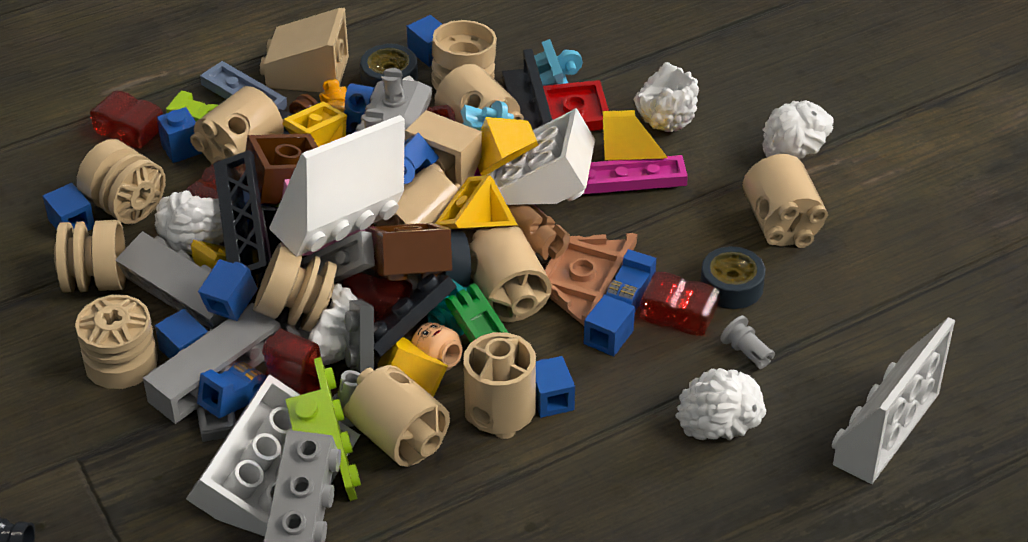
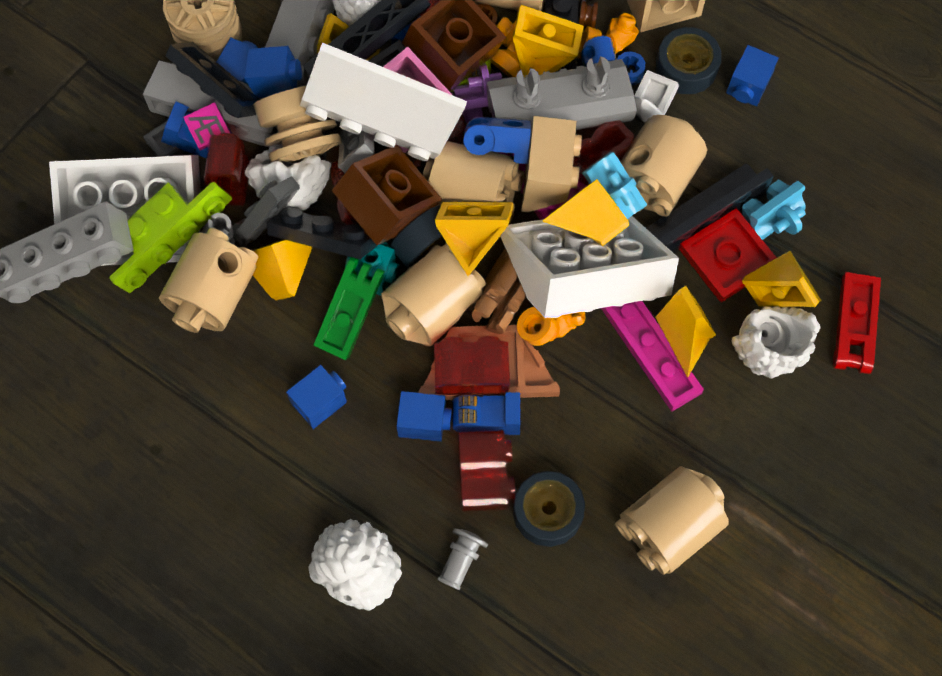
camera: 65 degrees right, 25 degrees up
(204, 335) = (213, 79): none -> black plate
(243, 360) = (205, 123): none -> dark pink tile
(439, 343) = (320, 275): light nougat head -> none
(462, 44) = (729, 117): tan wheel -> none
(500, 383) = (275, 348): tan cylinder -> none
(574, 218) = (540, 330): none -> light orange arm
(588, 268) = (471, 367): none -> clear red brick
(625, 75) = (781, 284): none -> yellow slope
(655, 53) = (857, 322): none -> red plate
(796, 129) = (786, 486): white hair -> none

